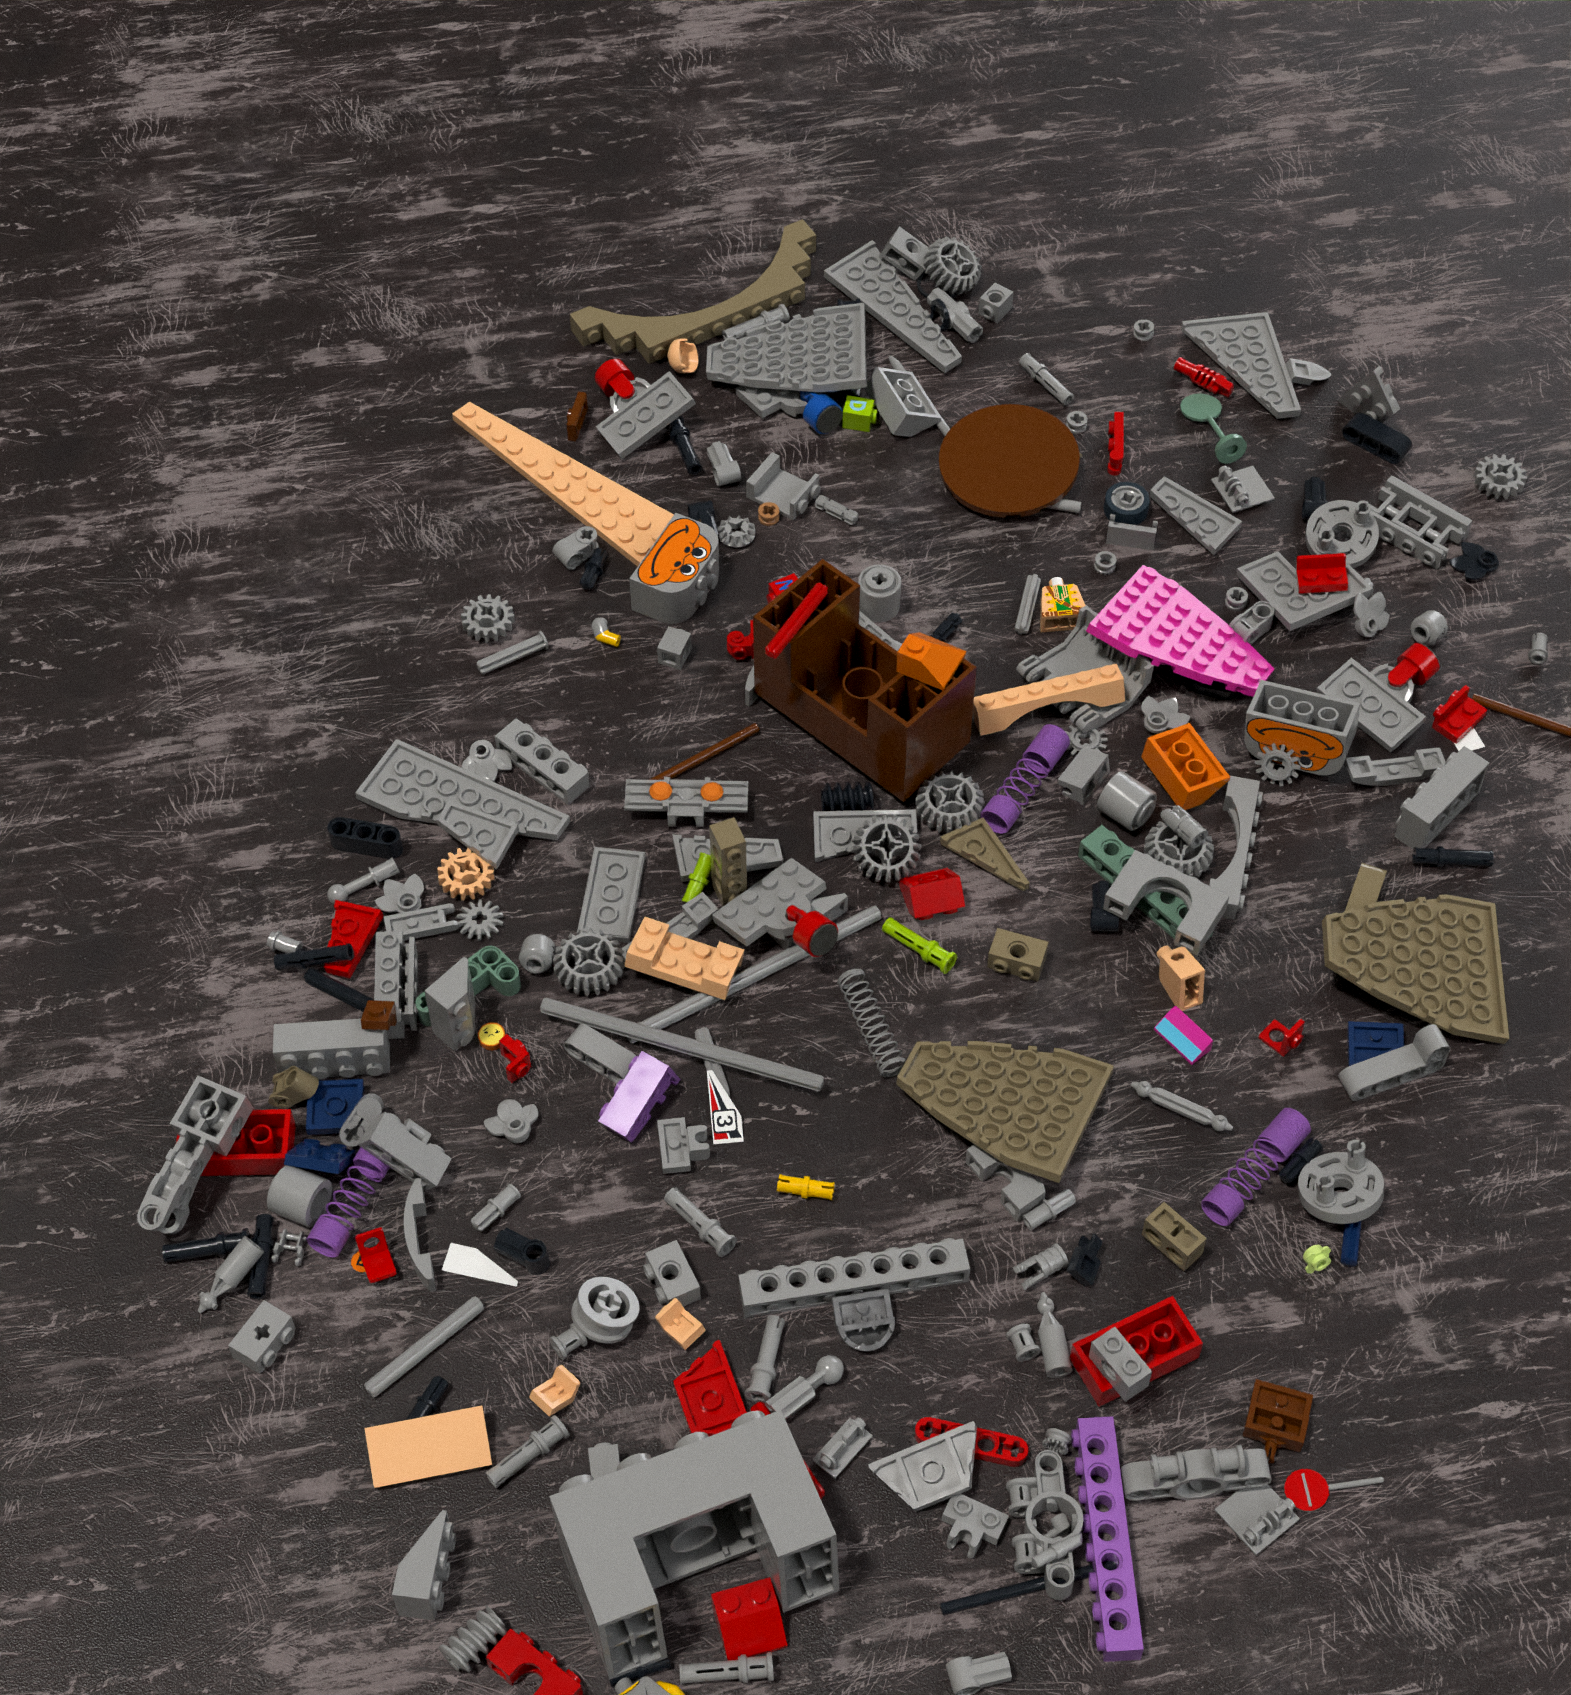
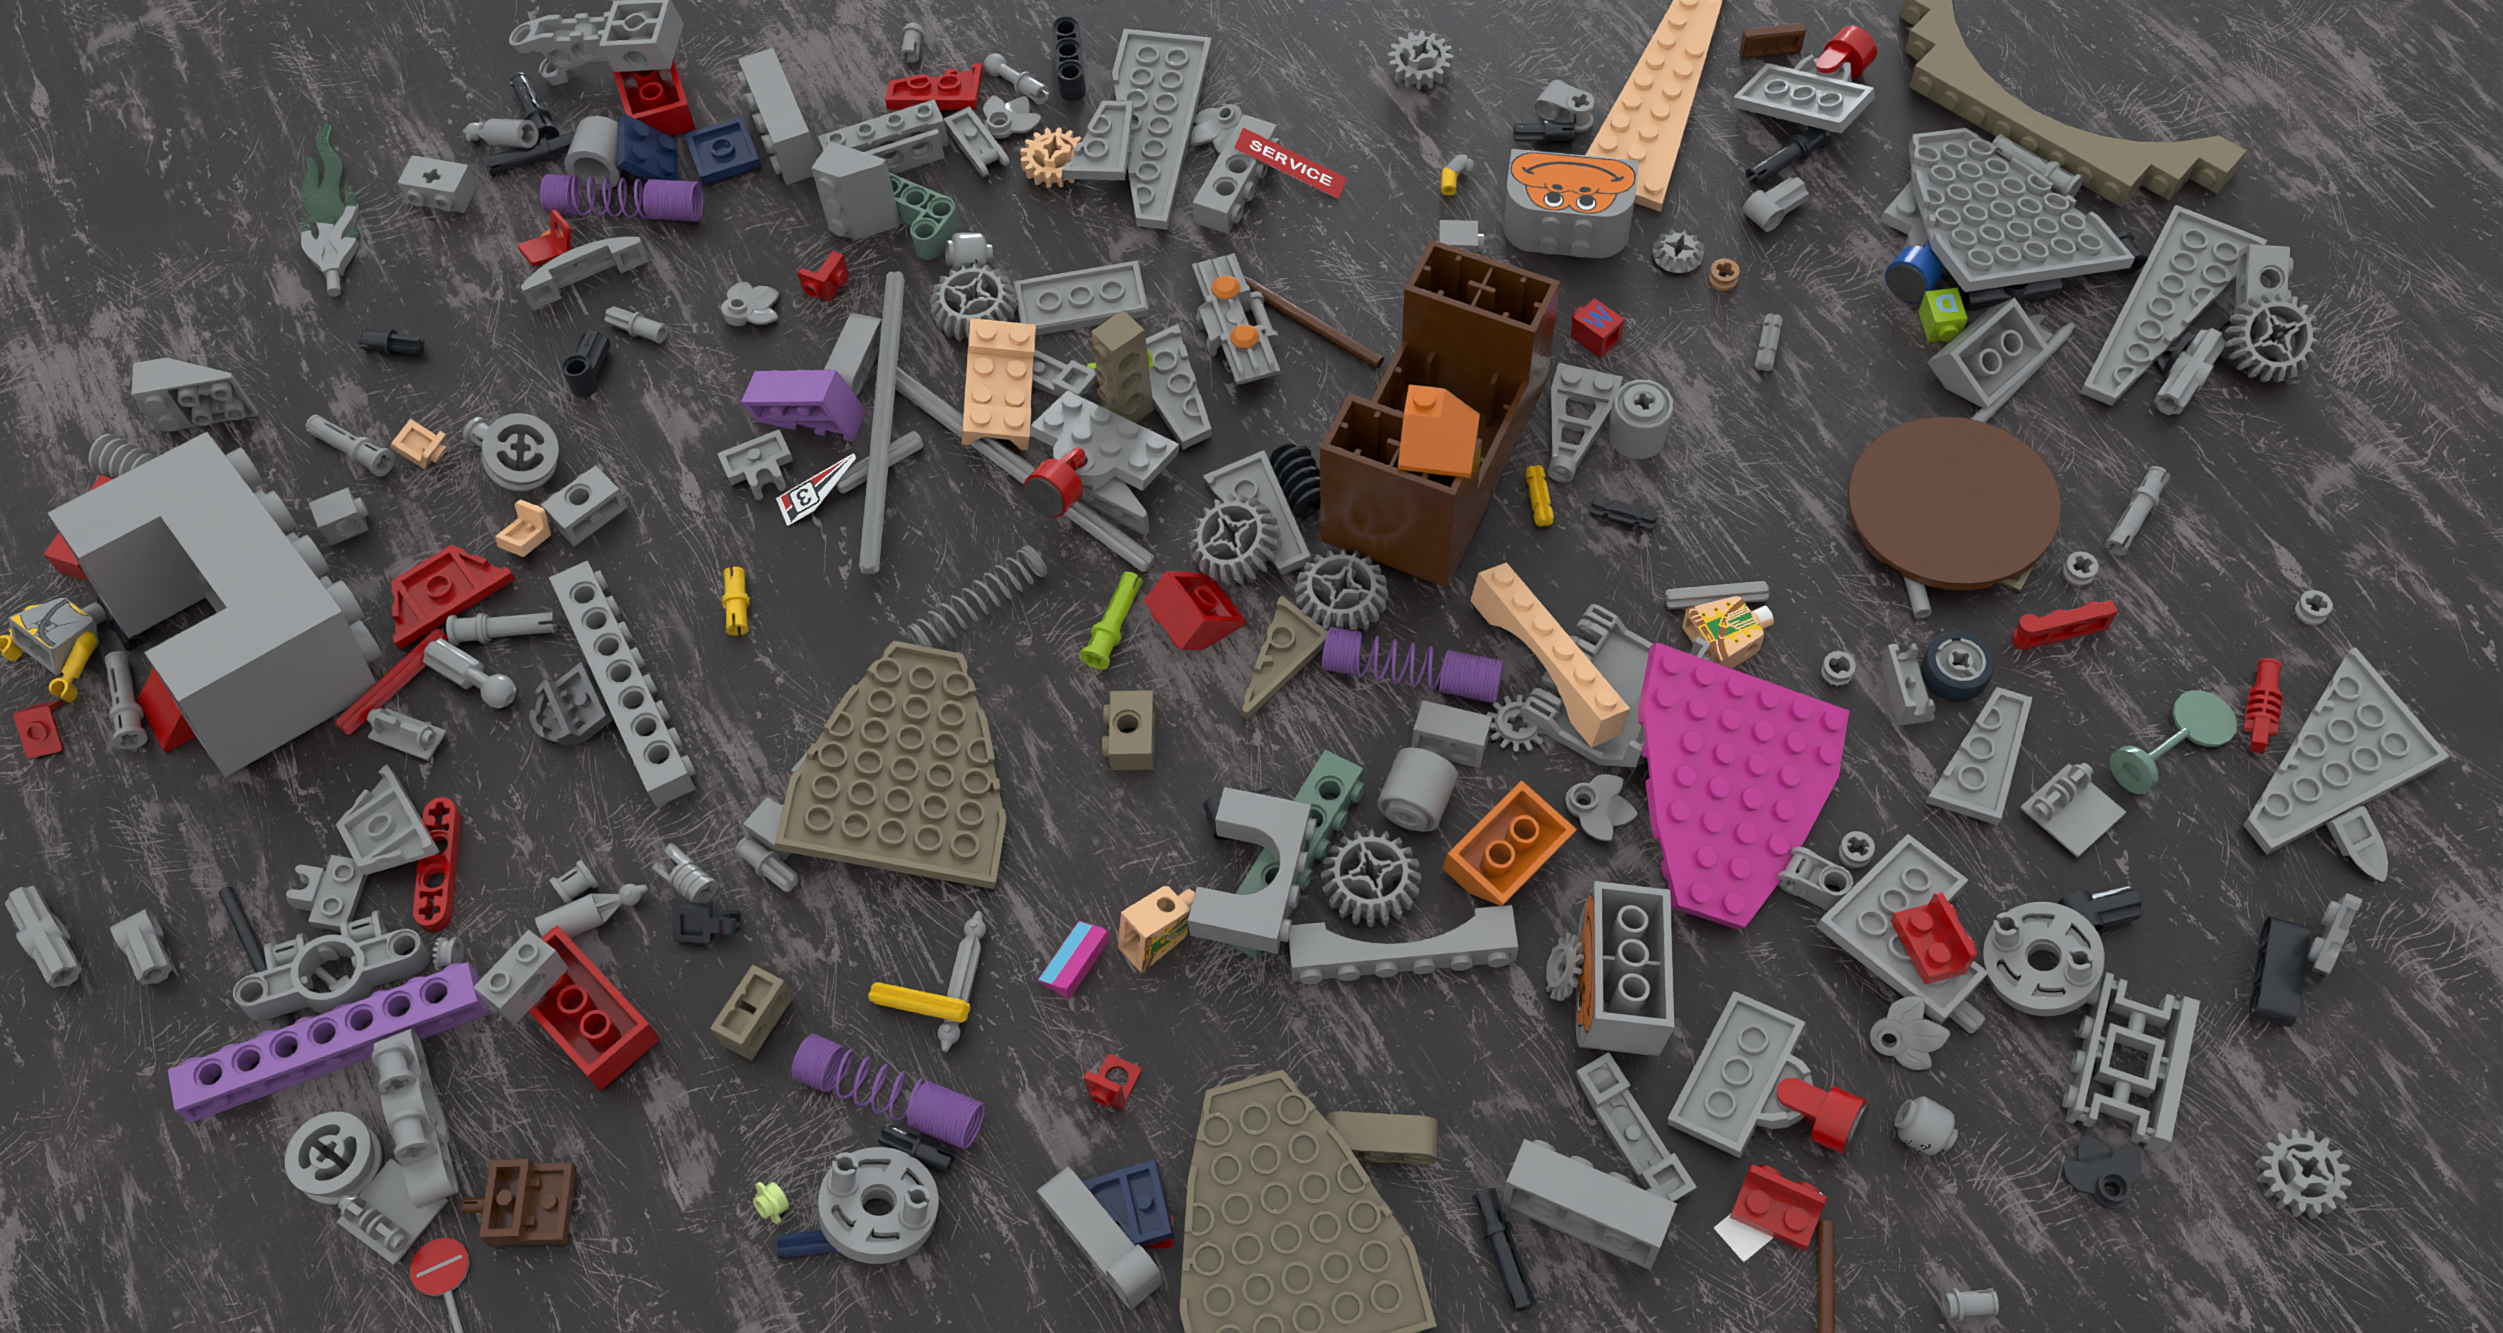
camera: 75 degrees right, 5 degrees up
(254, 1436) = (337, 234): none -> piece
(279, 1247) = (547, 165): light grey piece -> none
(292, 1087) = (729, 103): dark tan piece -> none
(303, 958) = (893, 61): black pin -> none
(336, 989) = (873, 96): black axle -> none
(367, 1108) = (706, 170): light grey piece -> none
(379, 1015) = (807, 124): reddish brown bracket -> none
(403, 1152) = (661, 213): light grey piece -> none
(424, 1346) = (459, 319): light grey axle -> none
(428, 1446) = (338, 357): light nougat tile -> none
(473, 1263) = (570, 325): white sticker -> none
(486, 926) = (997, 202): light grey gear -> none
(490, 1035) = (855, 252): light yellow tile -> none
(513, 653) = (1384, 101): light grey axle -> none
(552, 723) = (1290, 163): none -> red sticker
(683, 356) = (1929, 107): light nougat hair -> none
(703, 513) = (1678, 207): black piece -> none
(708, 1229) = (654, 522): light grey pin -> none
(782, 488) = (1773, 272): light grey panel -> none
(796, 620) = (1437, 279): red axle -> none
(995, 303) = (2242, 411): light grey brick -> none
(1057, 1550) = (277, 977): light grey piece -> none
(1184, 826) = (1388, 865): light grey hinge -> none
(1194, 1132) = (919, 1002): none -> yellow axle
(1213, 1562) = (347, 1139): none -> light grey wheel

